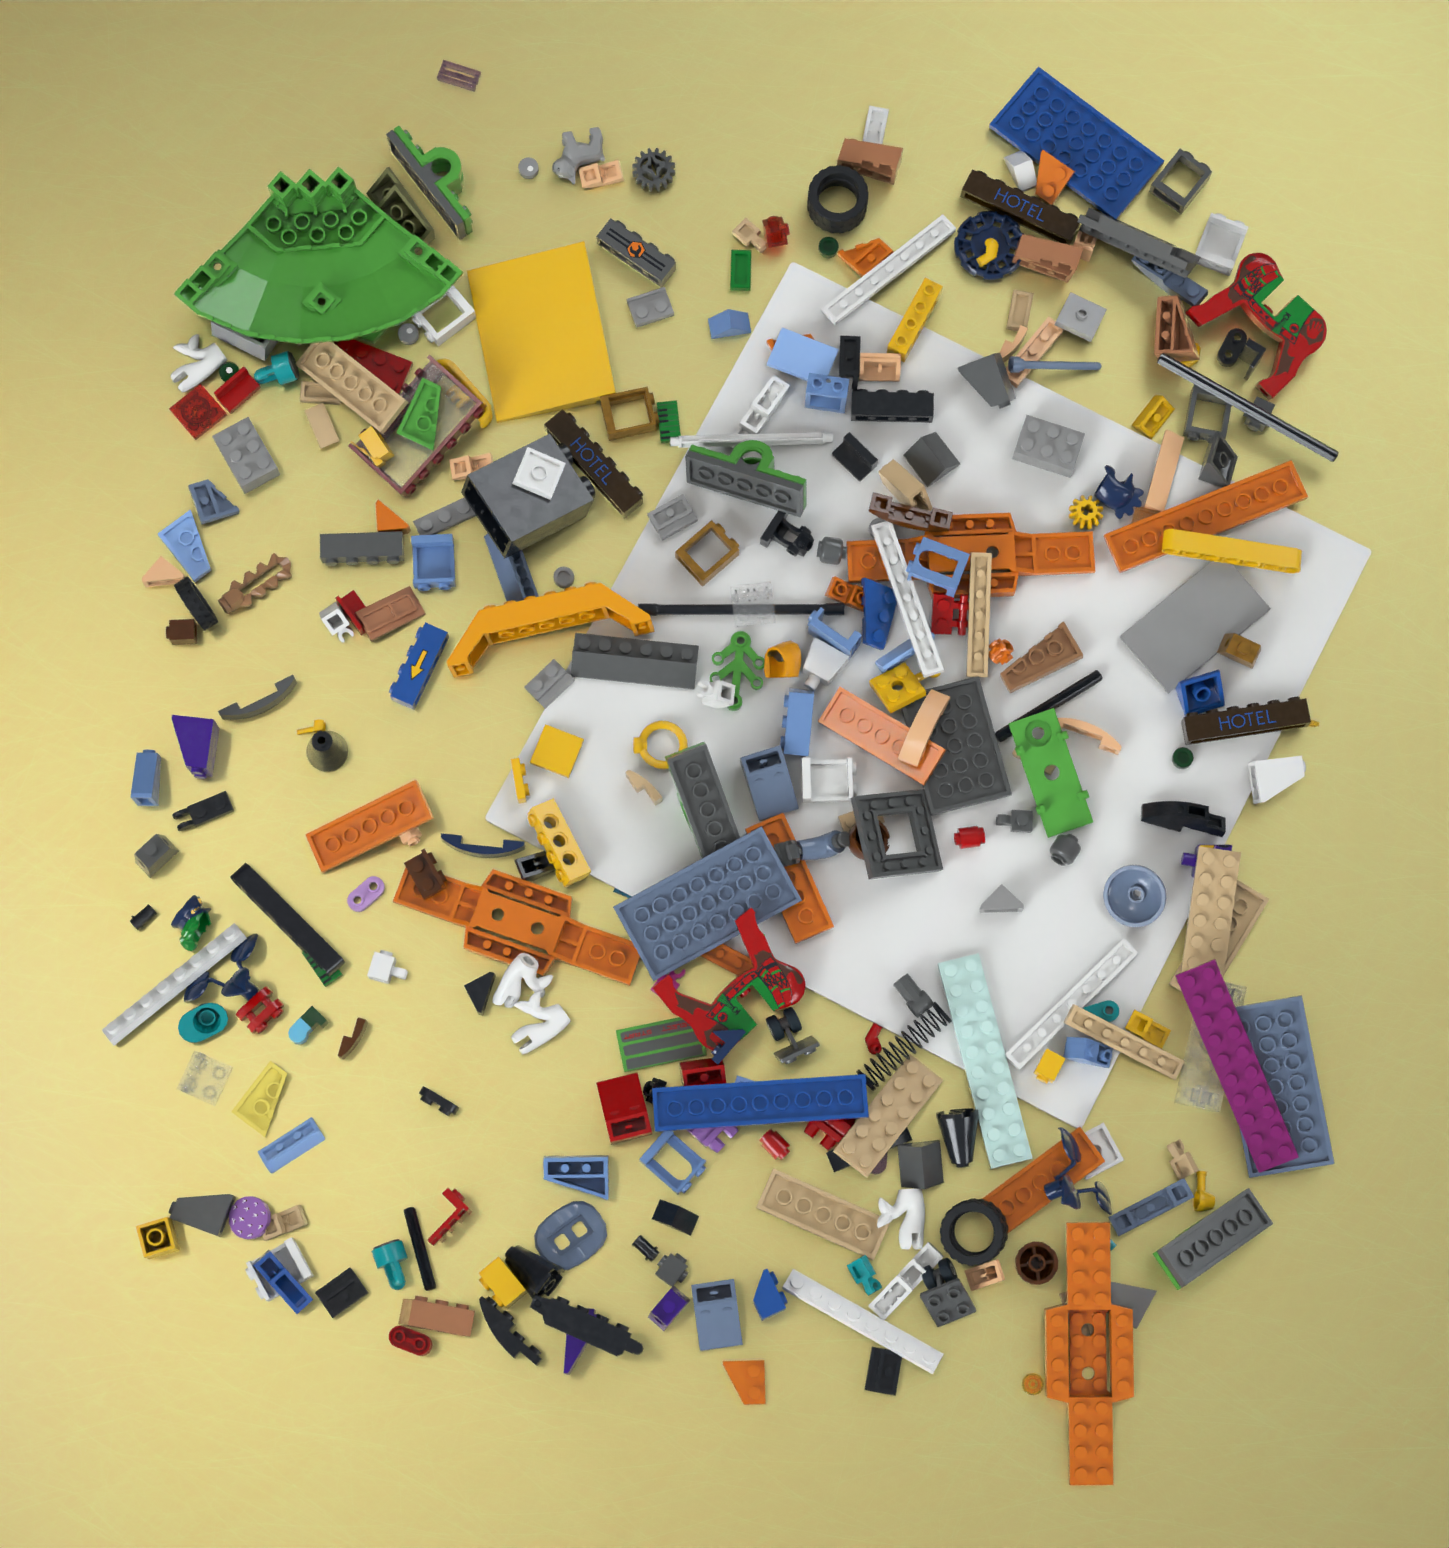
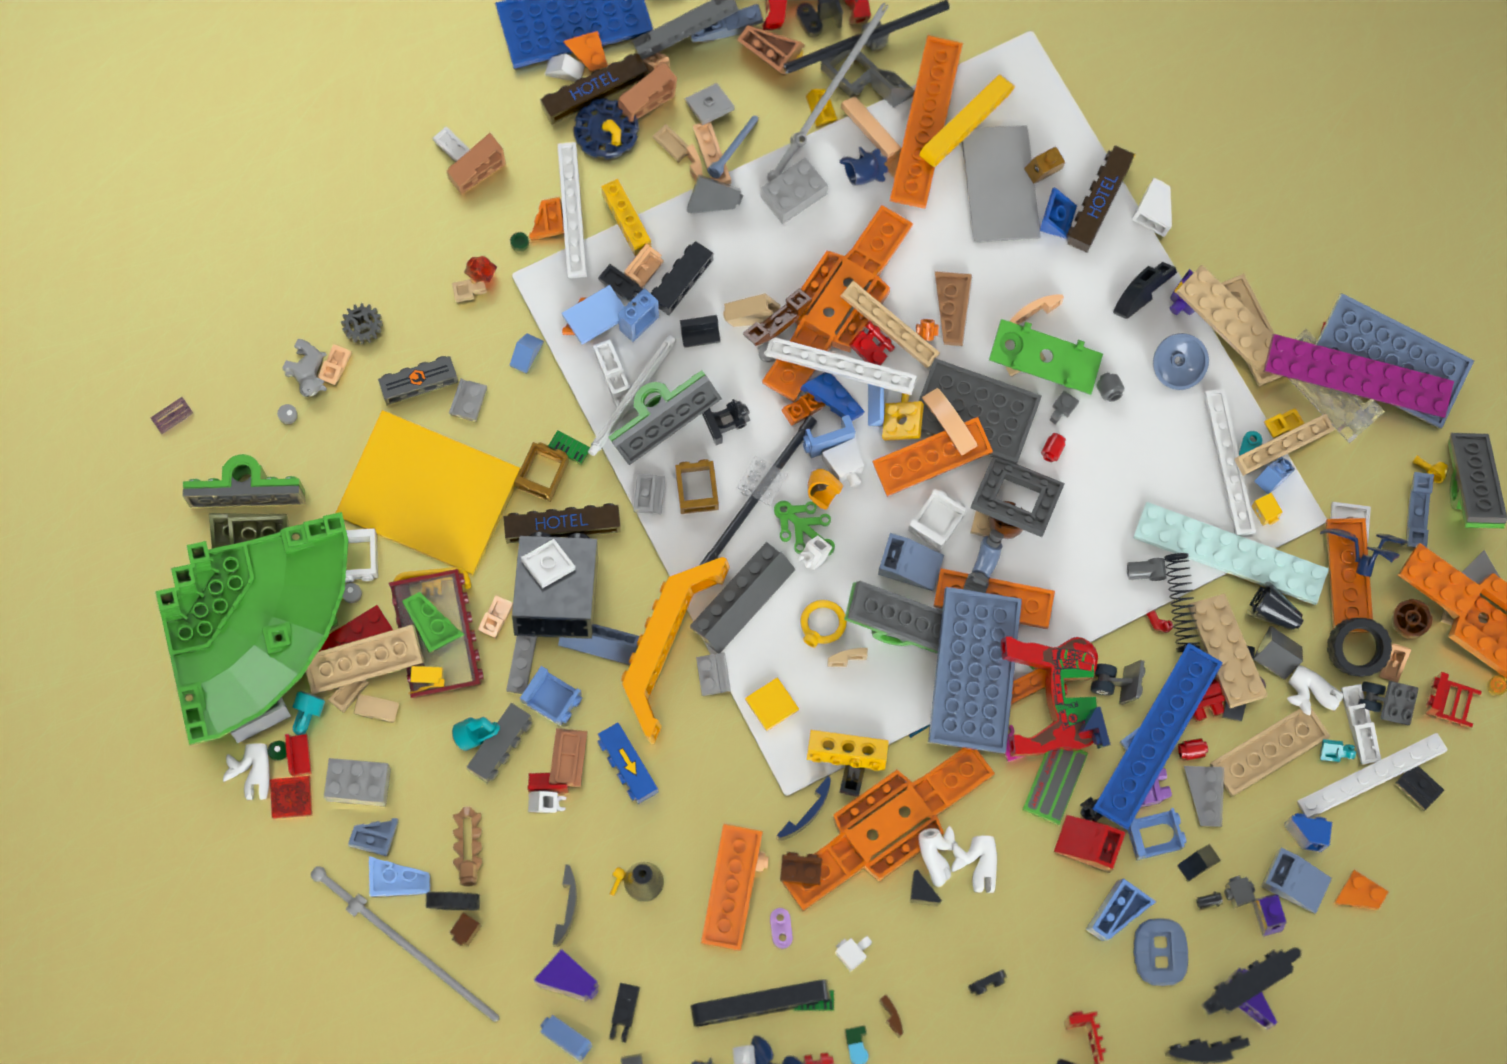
camera: 55 degrees left, 5 degrees down
(143, 530) = (357, 905): none -> light grey bar
(162, 574) = (405, 912): light nougat slope -> none
(353, 518) = (471, 734): none -> teal piece
(388, 521) = (493, 708): orange slope -> none
(502, 1282) = (1168, 1027): yellow brick -> none
(519, 771) = (784, 750): yellow plate -> none
(533, 1271) = (1172, 998): black cone -> none
(563, 577) = (635, 607): light grey tile -> none
(702, 1072) = (1102, 765): red brick -> none
(740, 270) = (489, 315): green tile -> none
(743, 1183) = (1207, 792): none -> light grey wing
(797, 722) = (878, 508): medium blue wedge -> none
(831, 550) = (761, 396): dark grey head -> none
(843, 177) = (485, 188): black tyre -> none
(918, 571) = (825, 342): medium blue panel -> none
(931, 458) = (741, 279): dark grey slope -> none
(983, 1336) = (1437, 699): none -> red plate
(1002, 901) = (1118, 457): light grey slope -> none
(1051, 417) = (799, 139): none -> light grey bar
(1056, 701) = (991, 324): black axle -> none
(1078, 509) = (863, 193): yellow gear -> none
(1182, 758) = (1096, 260): dark green tile -> none
(1183, 1162) = (1400, 467): tan plate -> none

